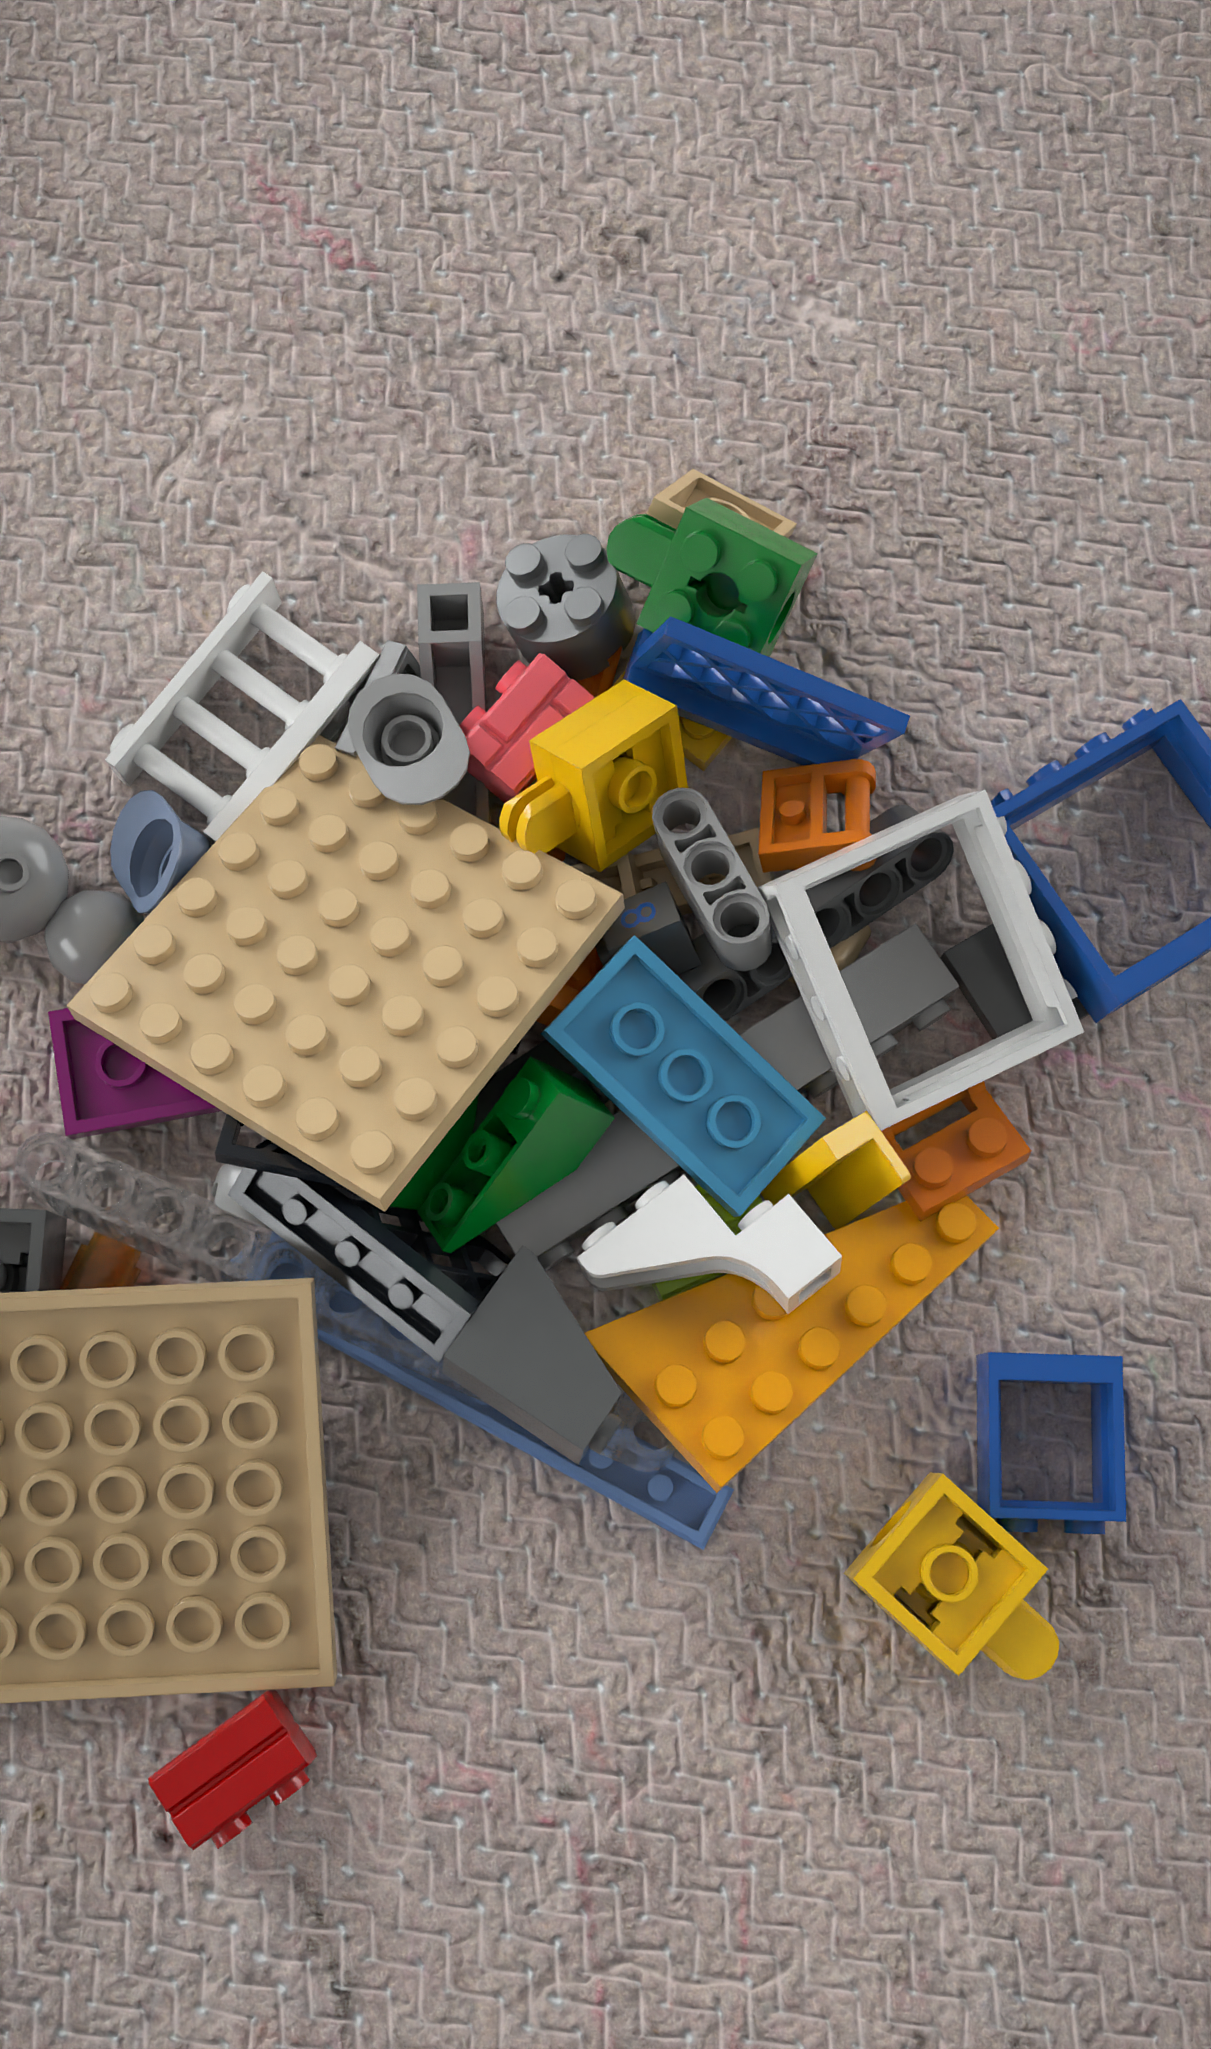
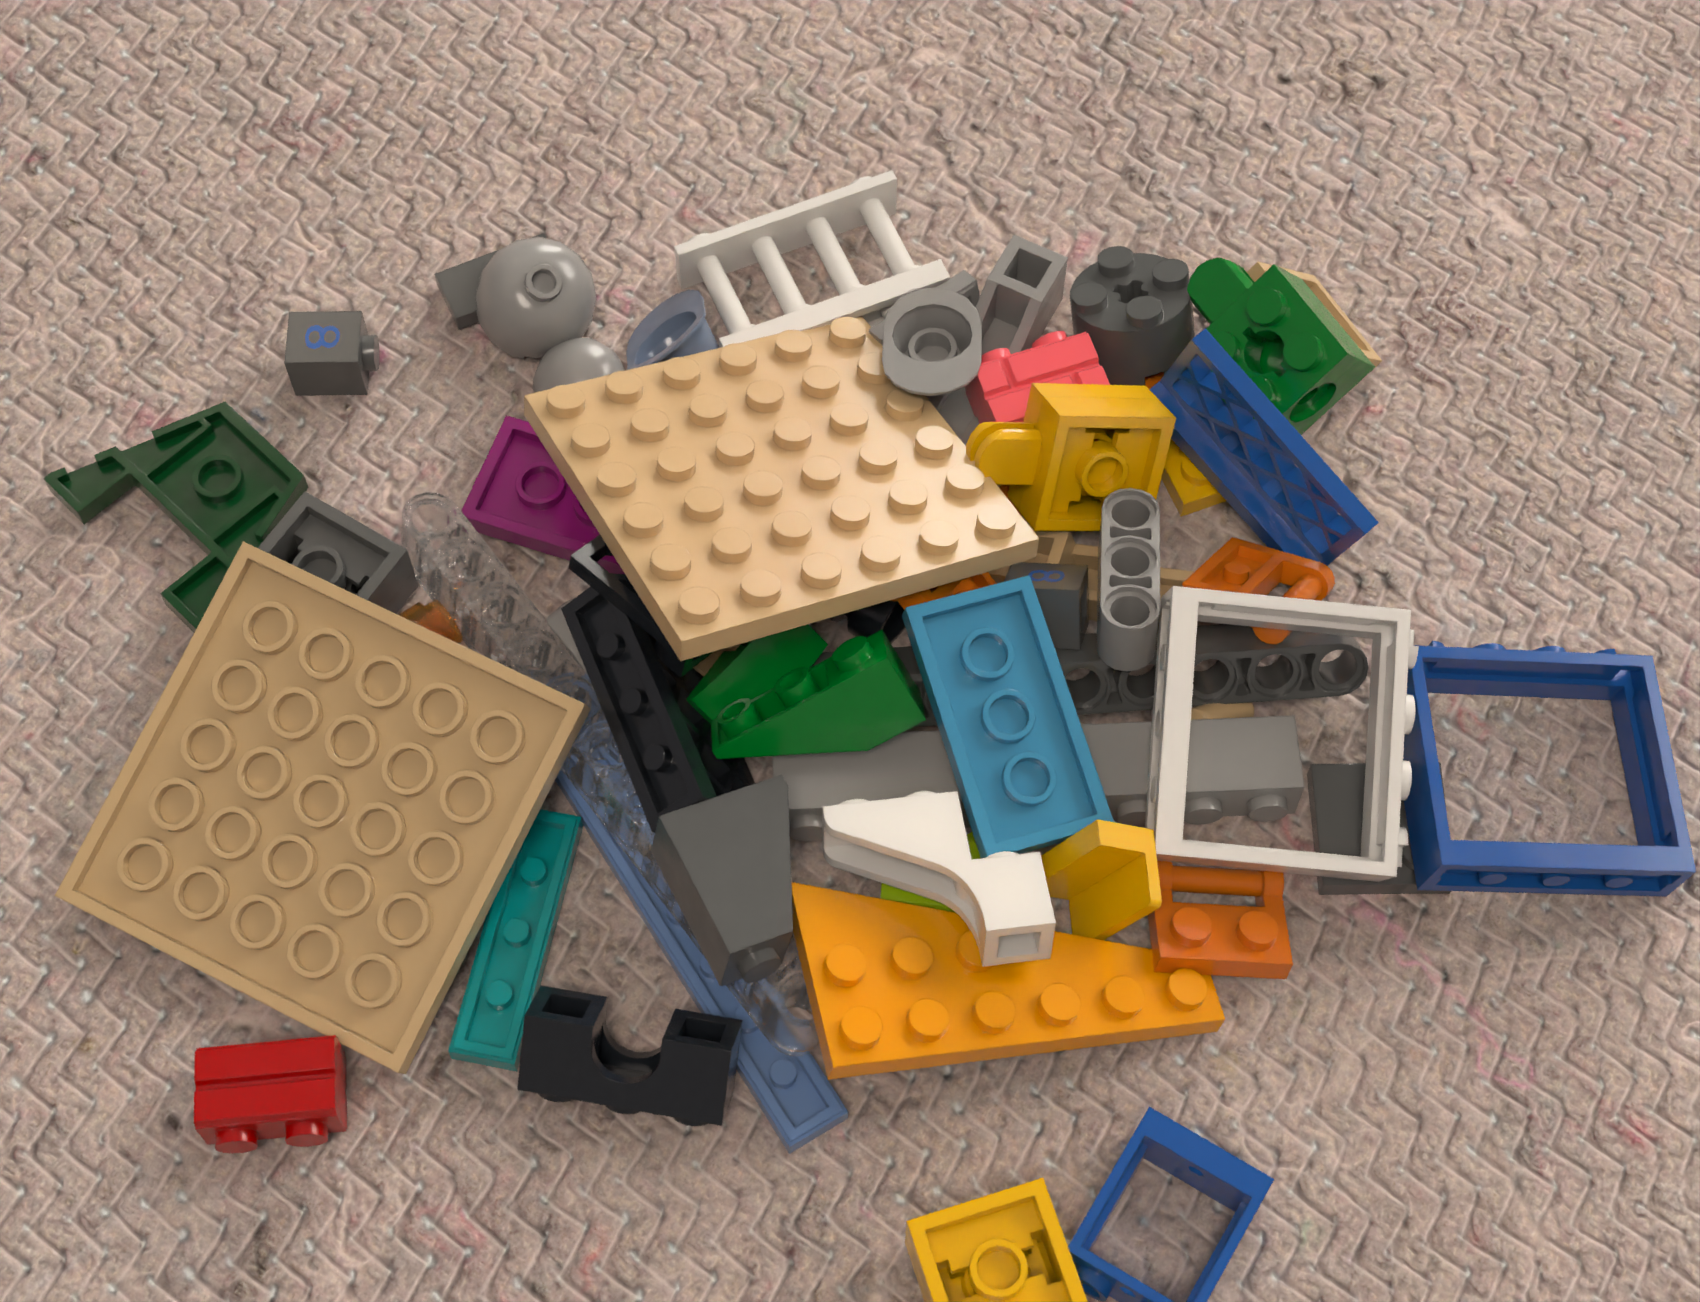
camera: 30 degrees right, 15 degrees down
(365, 1509) = (516, 944): none -> teal tile
(488, 1583) = (574, 1057): none -> black arch

